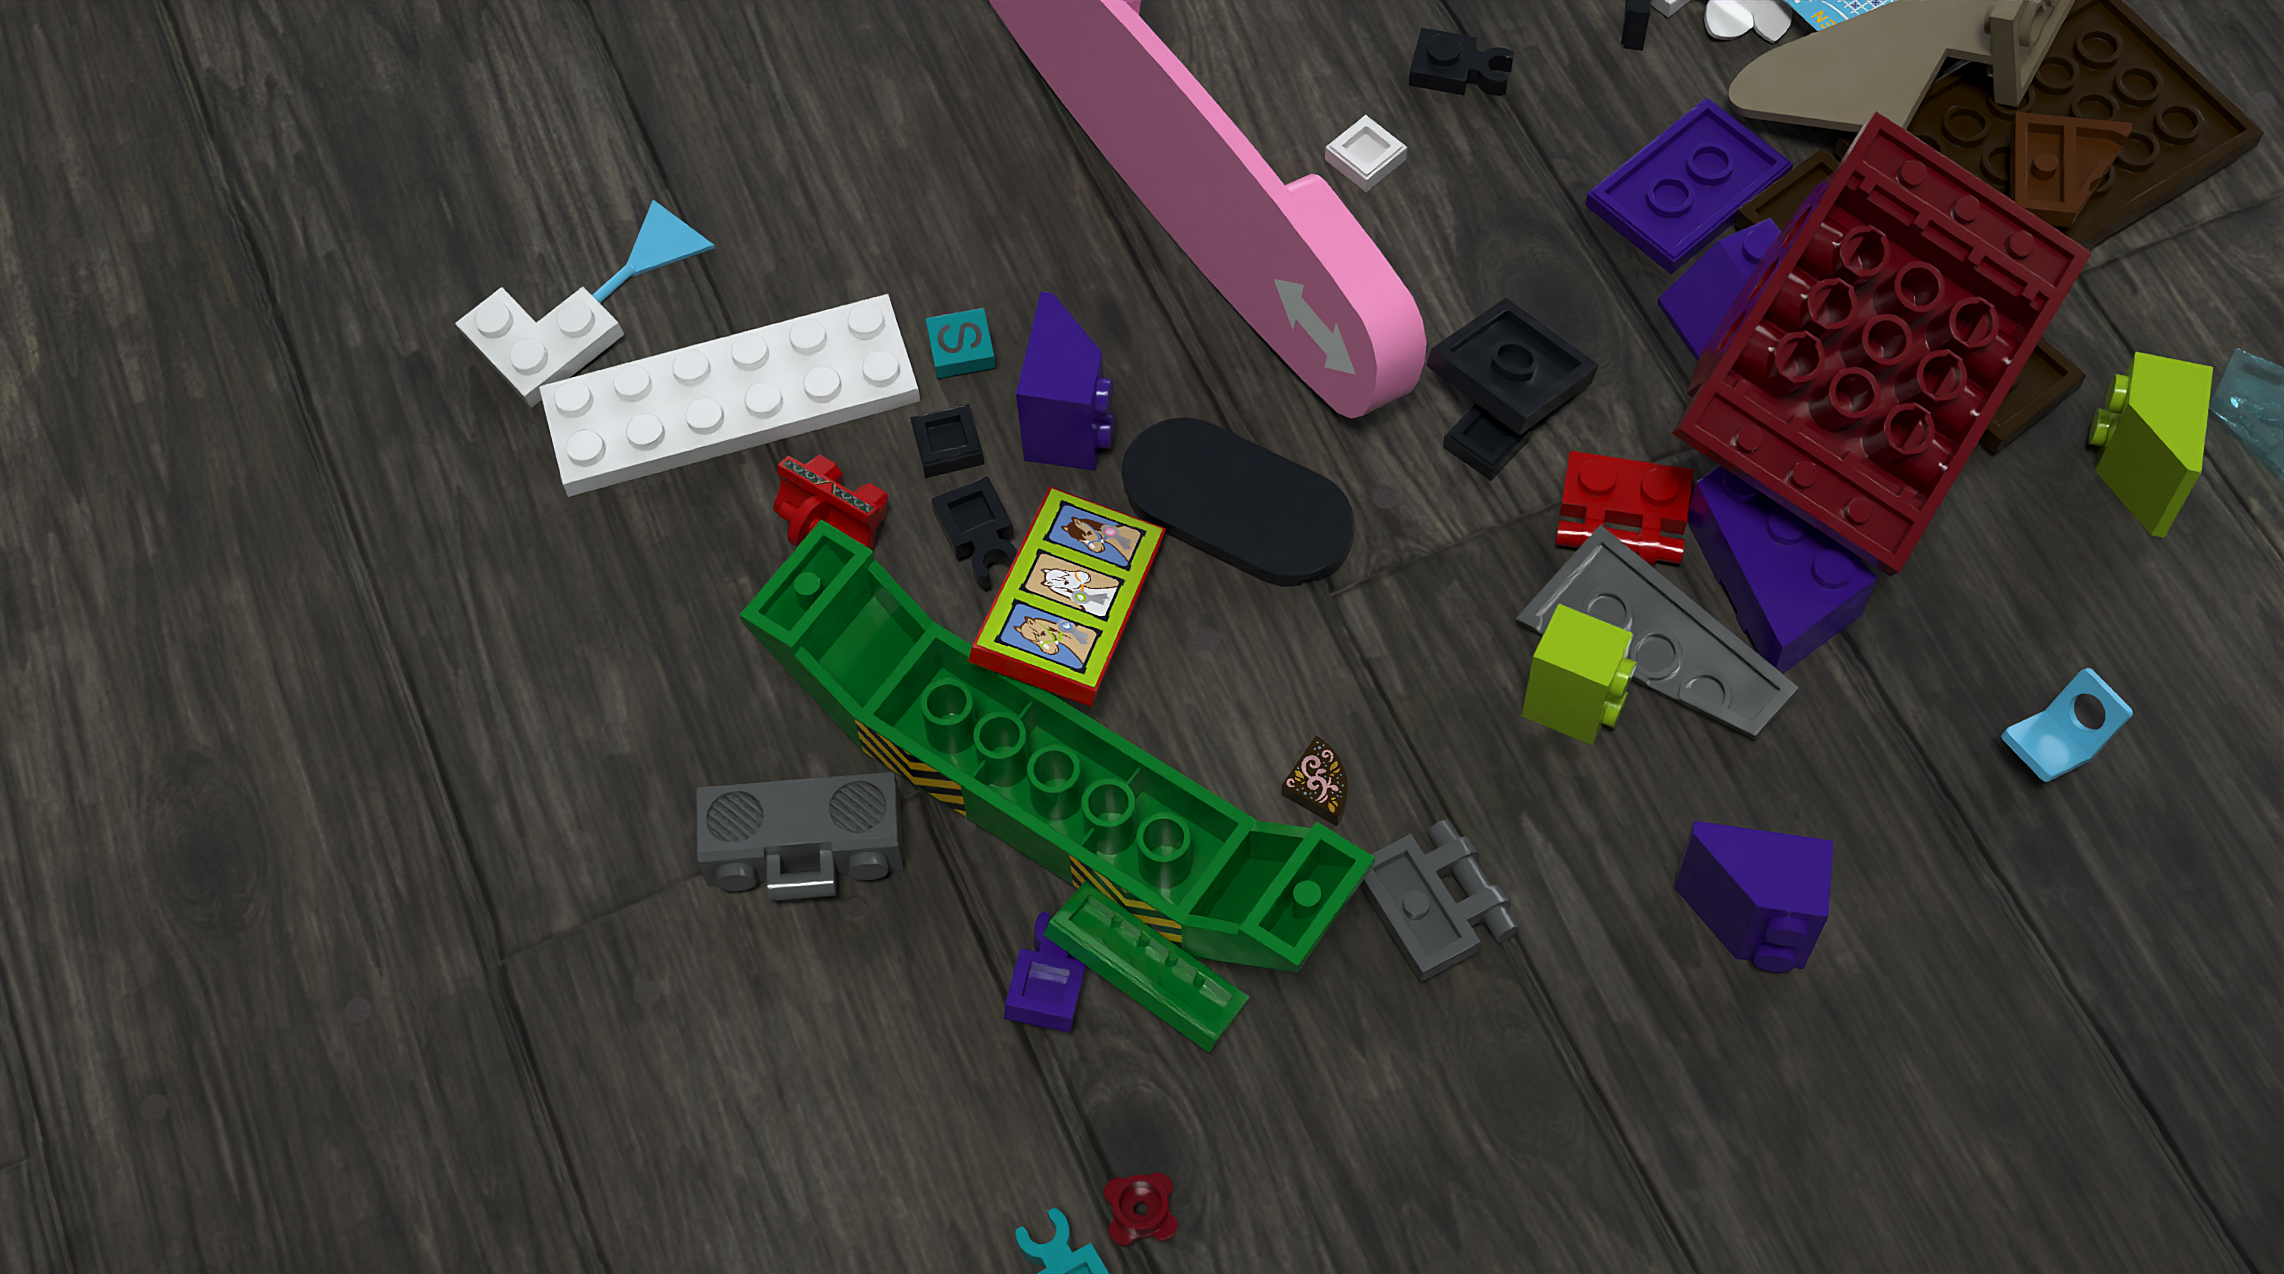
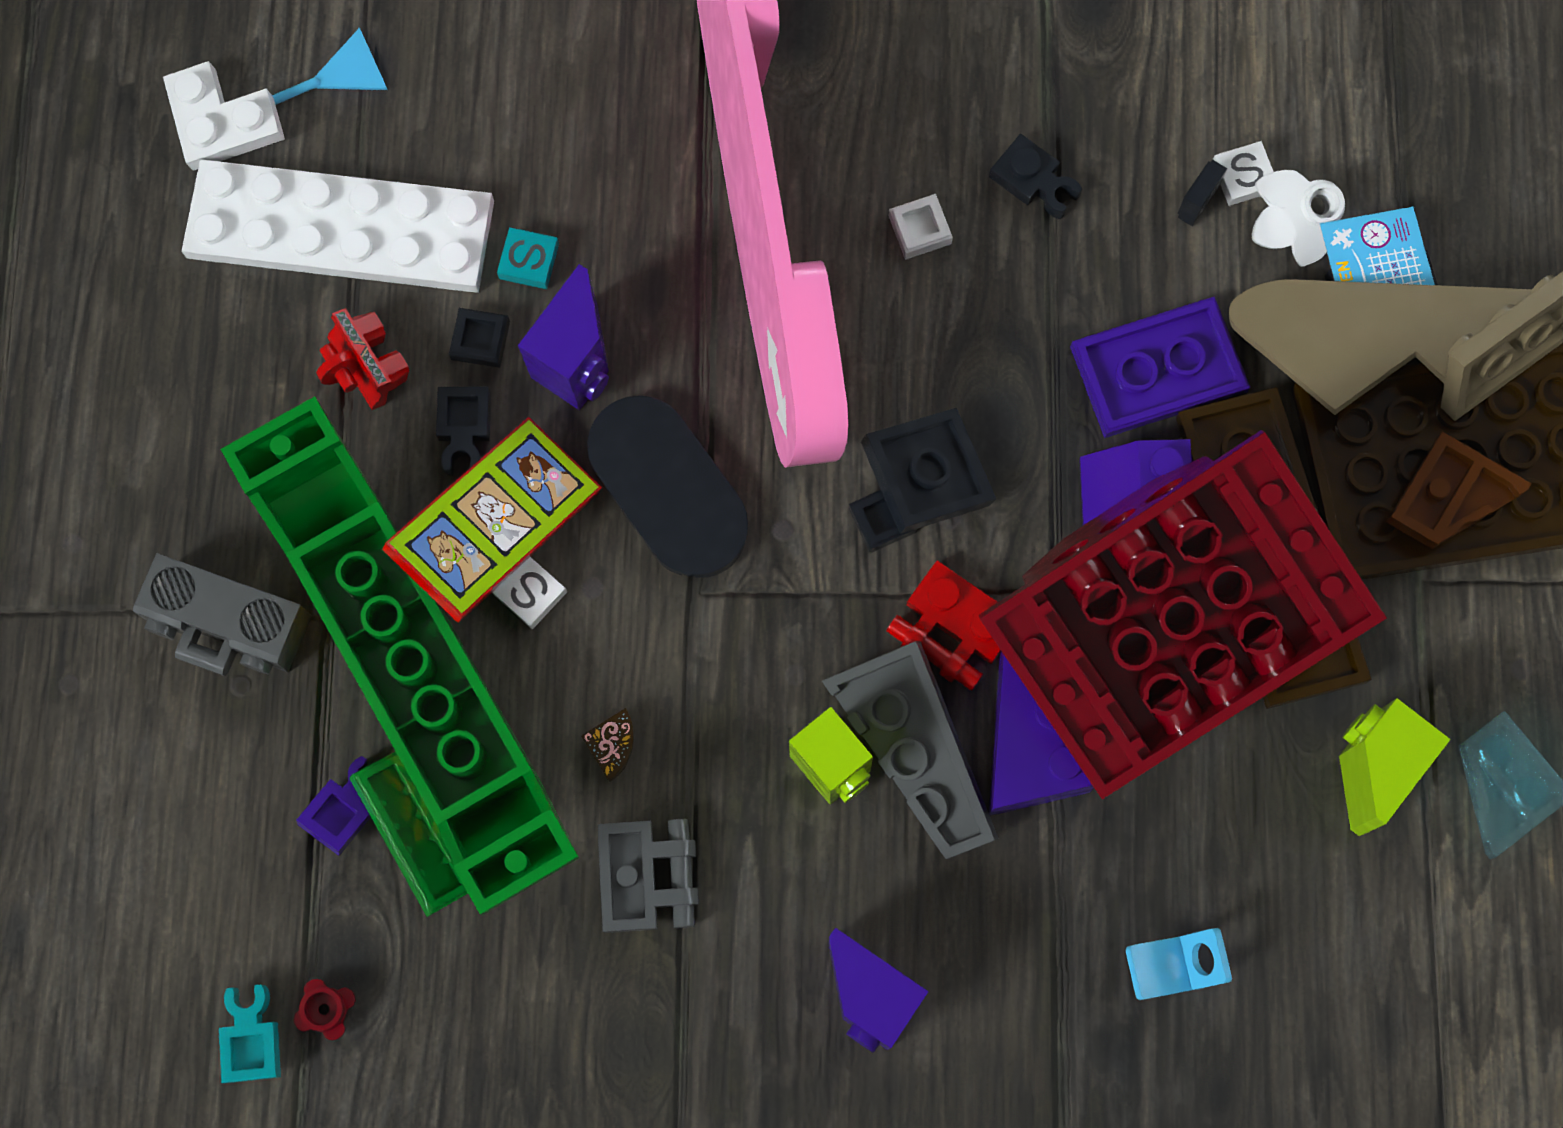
camera: 25 degrees right, 15 degrees up
(1142, 668) = (530, 592): none -> white tile

